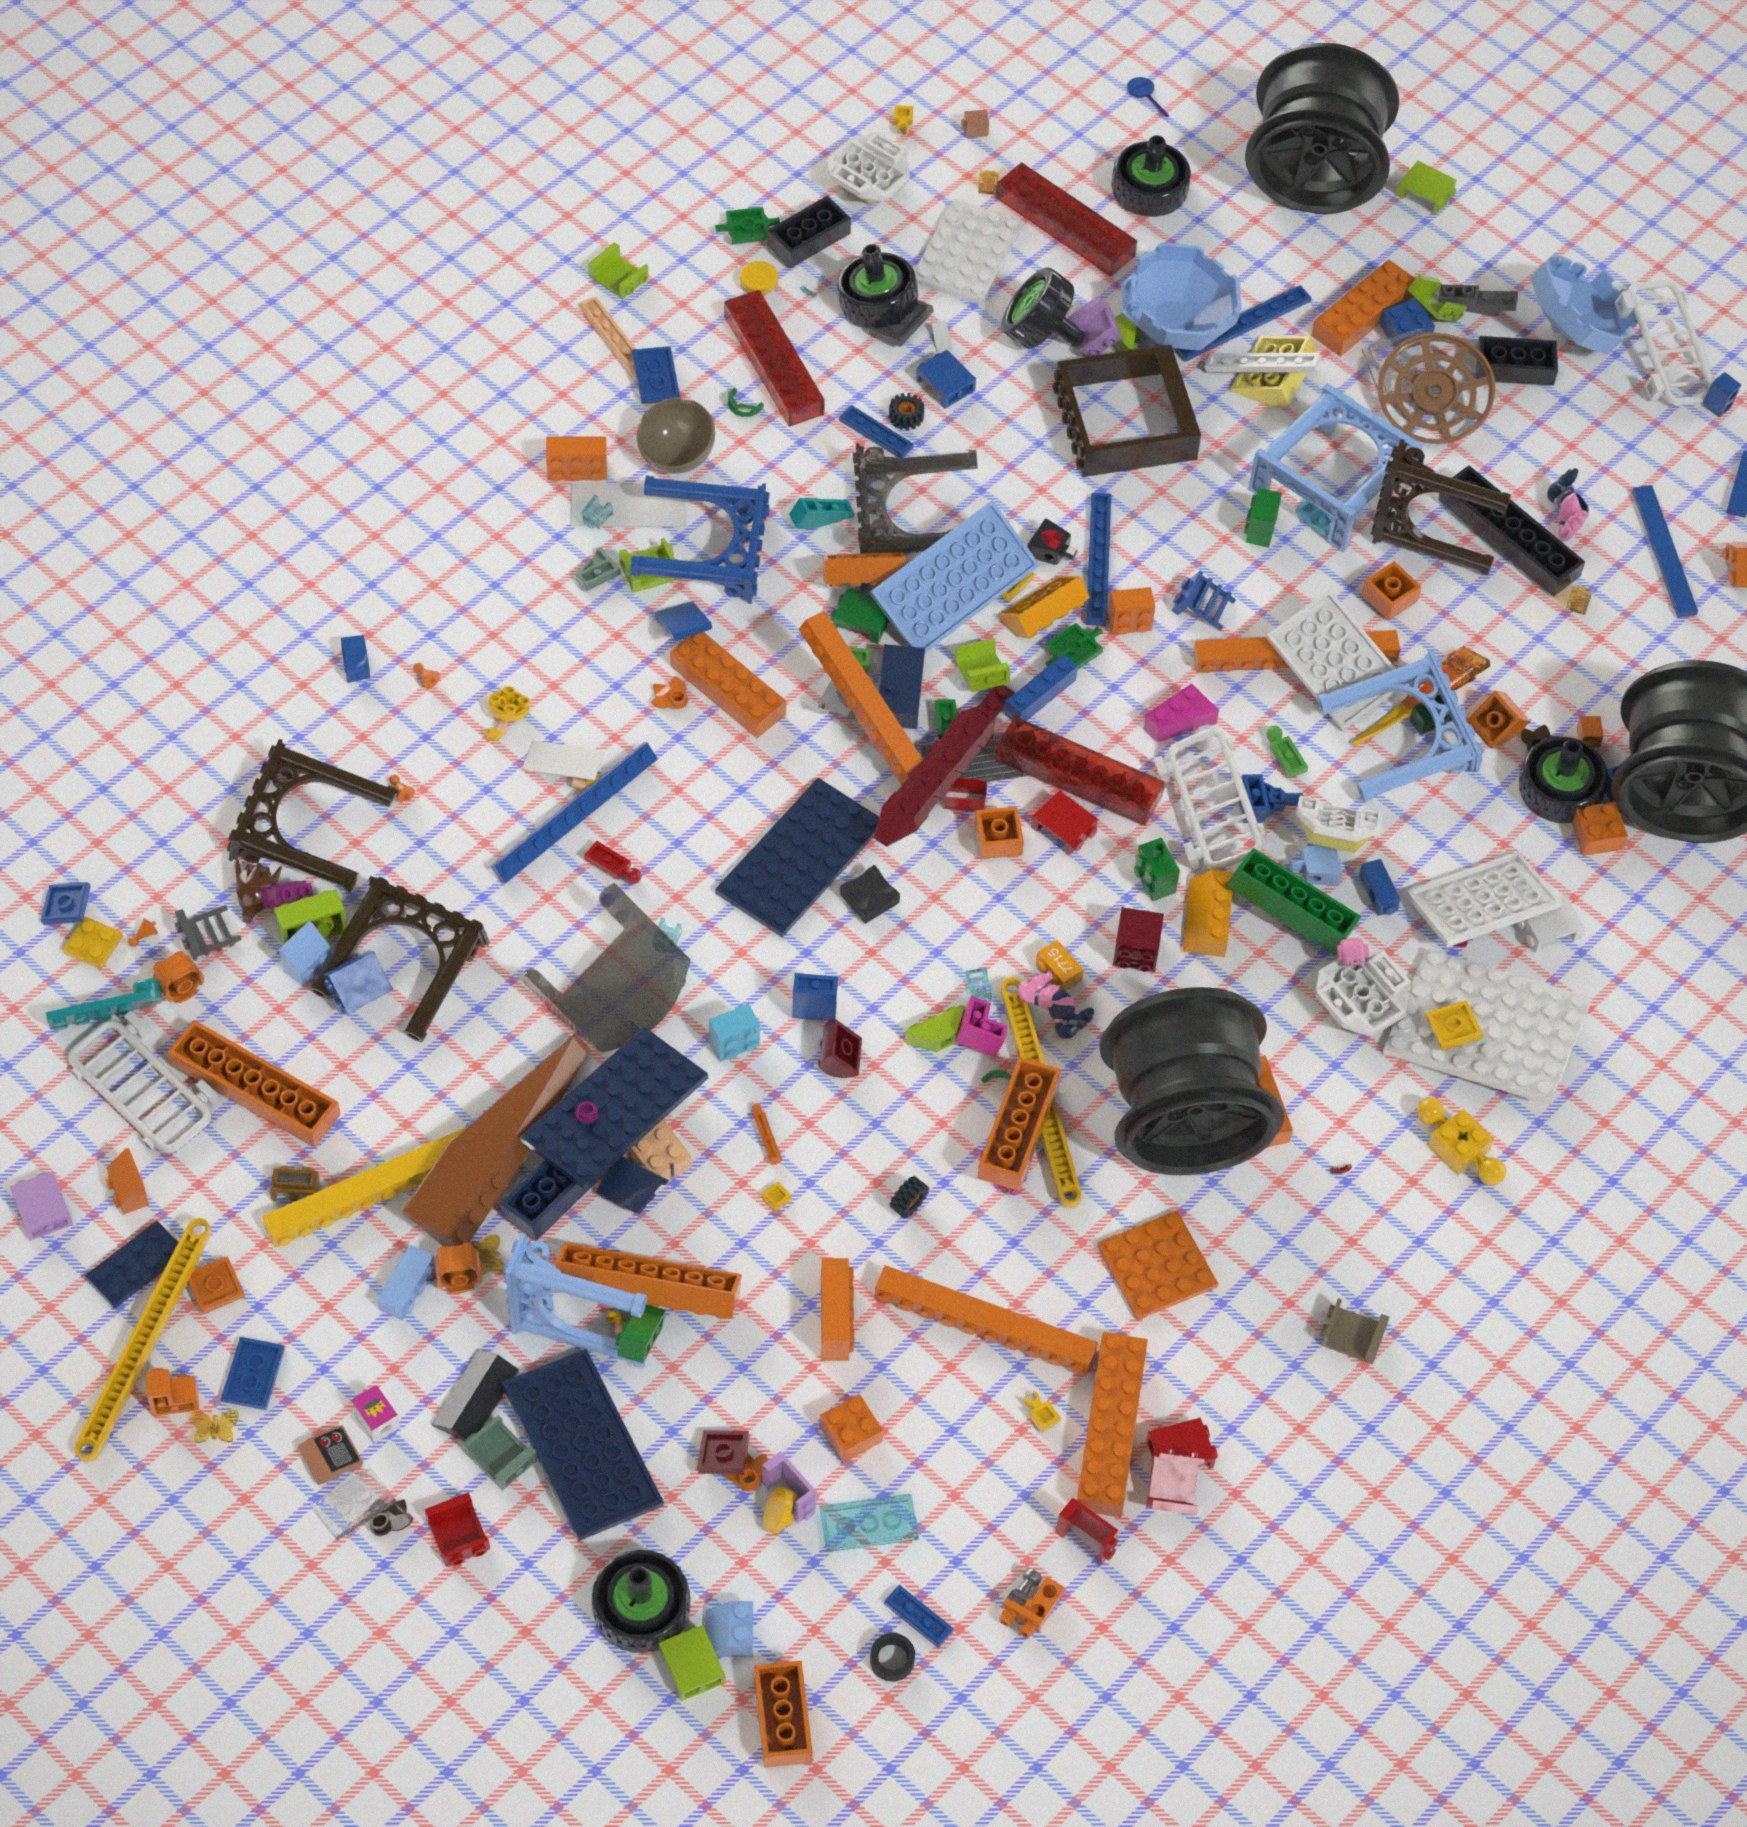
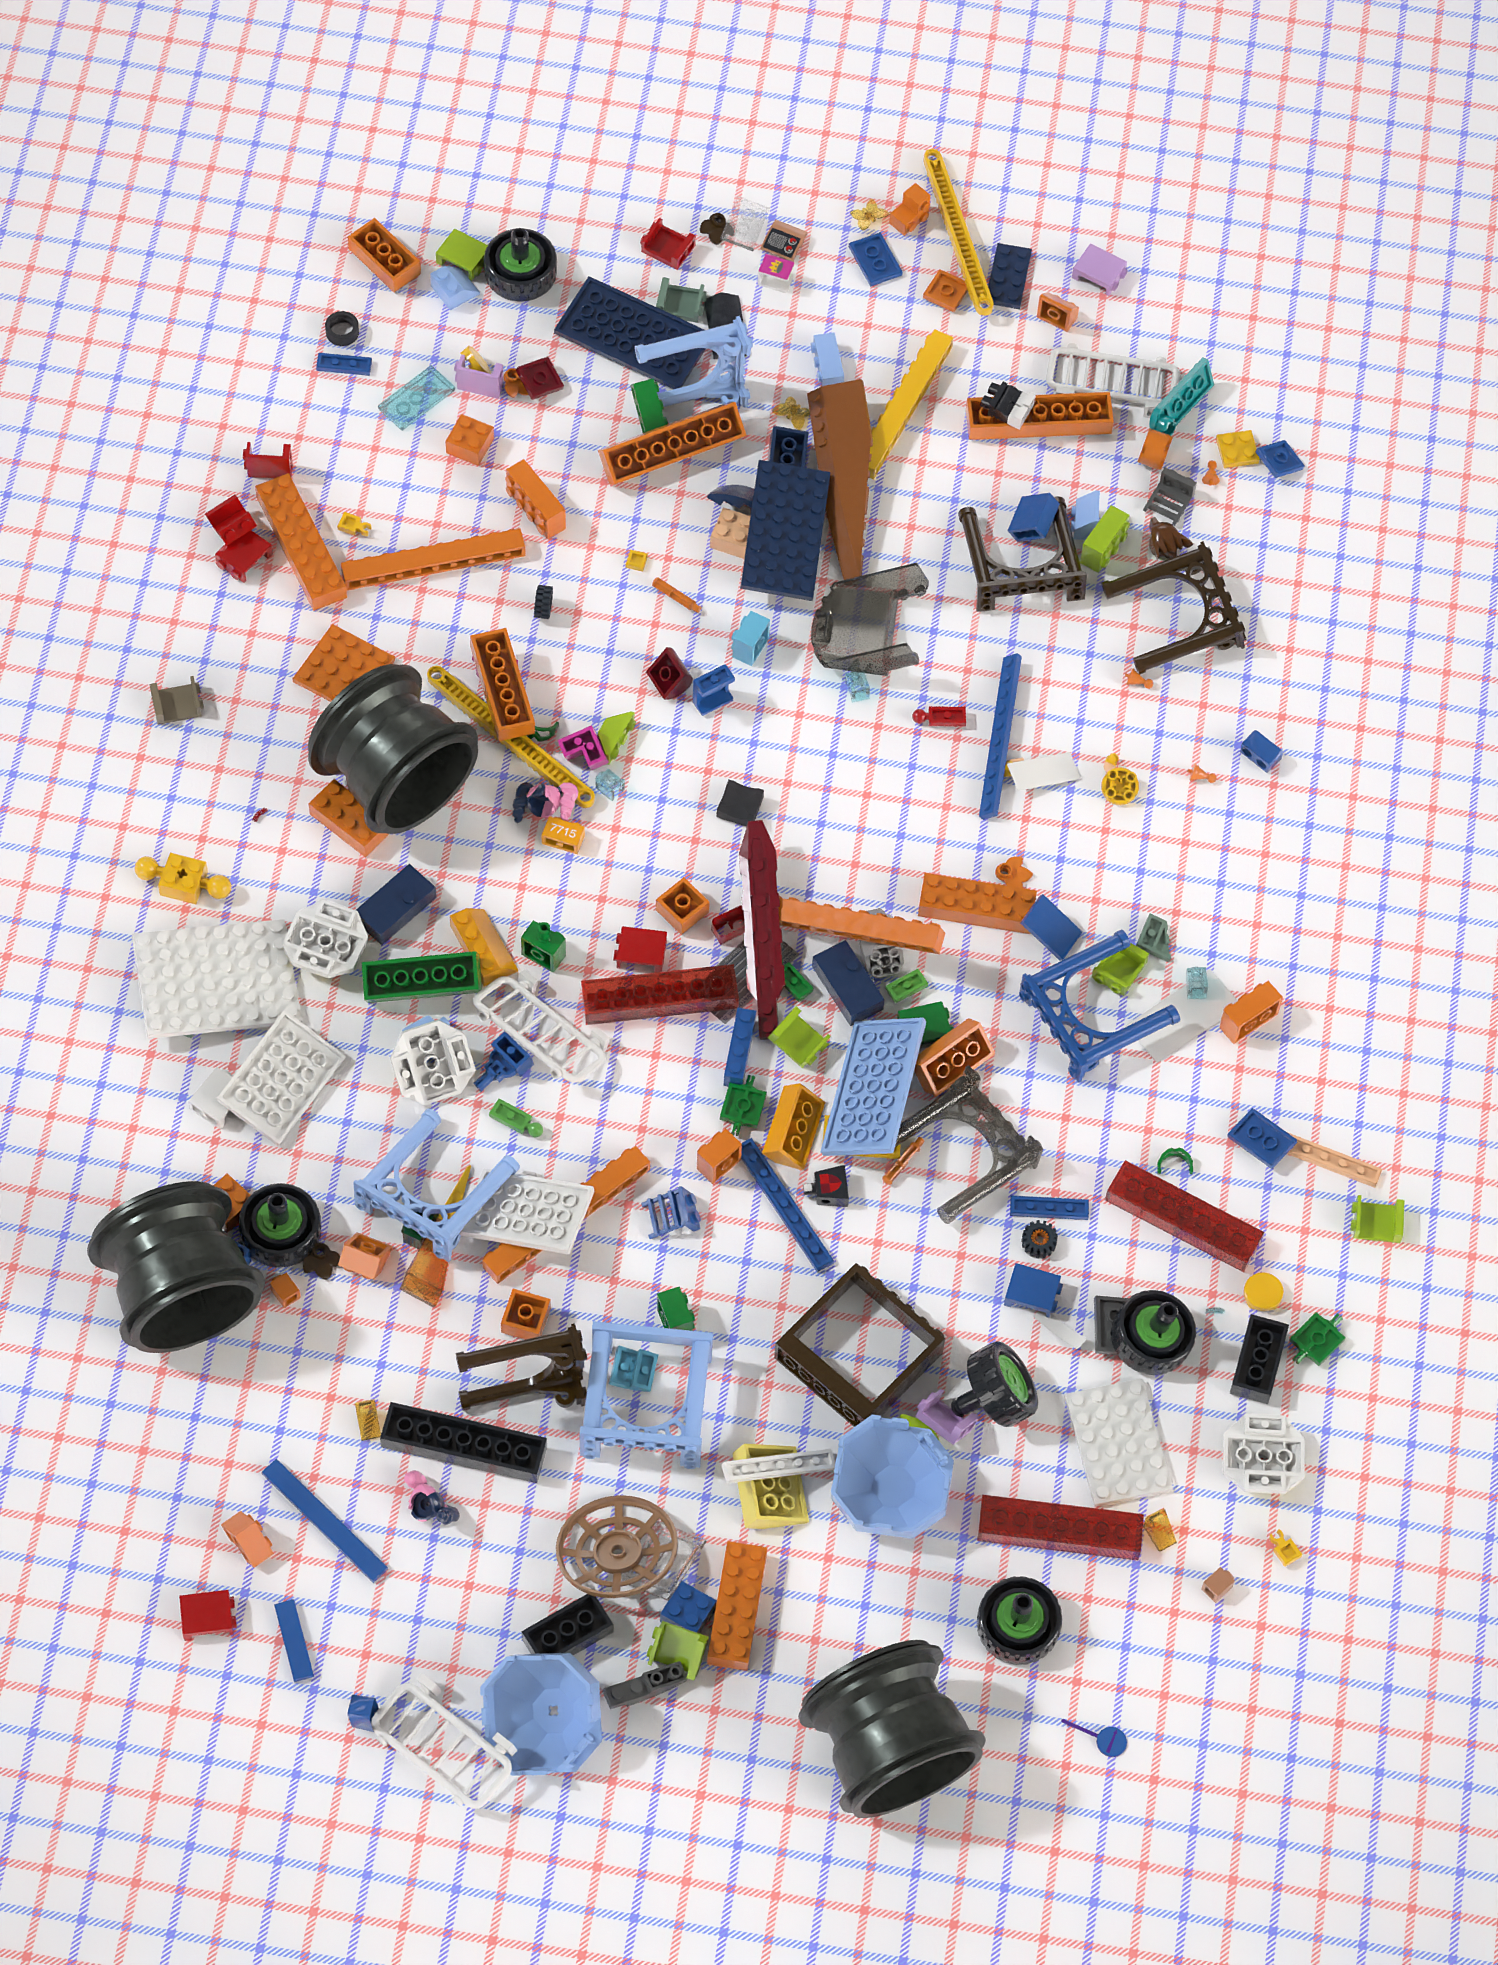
camera: 145 degrees right, 5 degrees up
(281, 1100) = (1008, 404): none -> black hips
(285, 893) = (1137, 544): magenta window -> none
(294, 1182) = (954, 375): pearl gold window -> none
(458, 1268) = (800, 381): orange brick -> none
(586, 1112) = (796, 503): magenta plate -> none
(617, 1319) = (669, 415): yellow arm -> none
(676, 435) = (1189, 1071): dark tan piece -> none
(799, 857) = (815, 808): dark blue plate -> none
(816, 512) = (1028, 1098): teal slope -> none
(1031, 1610) = (275, 401): orange hips -> none
(1138, 939) = (518, 881): dark red brick -> none
(1180, 713) = (617, 1096): dark pink wedge -> none
(1254, 318) = (820, 1553): blue tile -> none
(1276, 992) = (396, 904): none -> dark blue brick
(1352, 952) = (350, 957): bright pink head -> none
(1379, 887) = (368, 1045): blue brick -> none
(1428, 184) = (771, 1788): lime panel -> none
(1454, 1025) = (239, 951): yellow plate -> none

